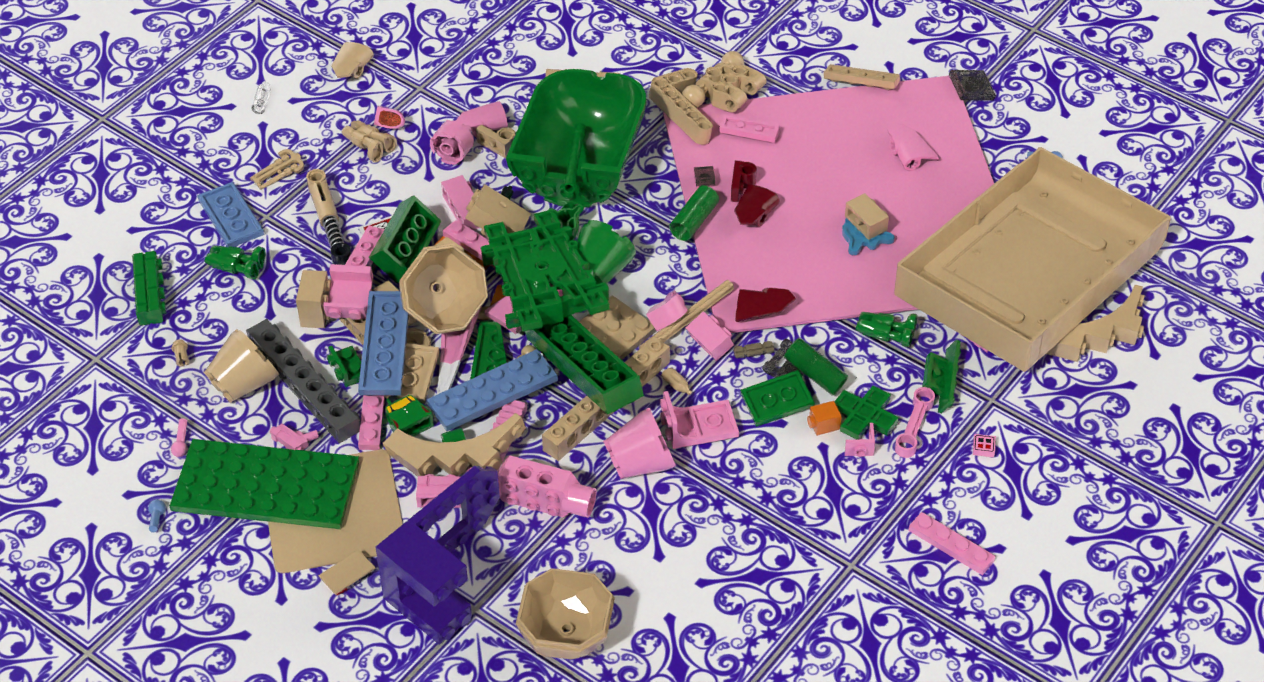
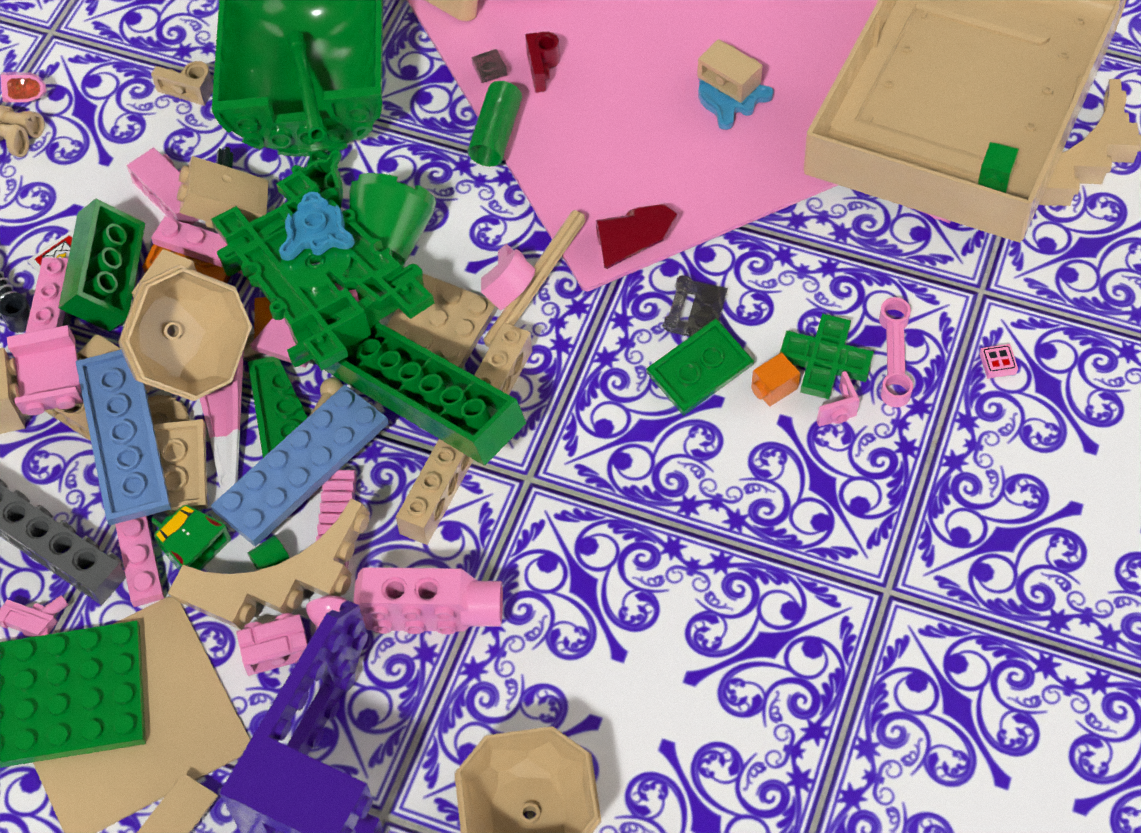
camera: 15 degrees left, 10 degrees up
(346, 365) = (75, 479): green bracket -> none
(452, 141) = (123, 101): bright pink brick -> none
(488, 115) = (161, 49): bright pink panel -> none
(548, 246) = (315, 227): none -> dark azure tile
(639, 447) = (540, 497): bright pink cone -> none
(676, 380) = (552, 377): tan piece -> none
(697, 423) = (605, 434): bright pink bracket -> none
(710, 336) = (577, 298): bright pink brick -> none
(753, 349) = (641, 302): dark tan axle -> none
(756, 205) = (573, 91): dark red panel -> none
(821, 371) = (747, 313): green piece -> none
(882, 325) = (801, 222): green piece -> none
(941, 375) = (908, 273): green bracket -> none
(952, 543) = (1011, 519): bright pink plate -> none
(1022, 317) = (998, 167): none -> green brick

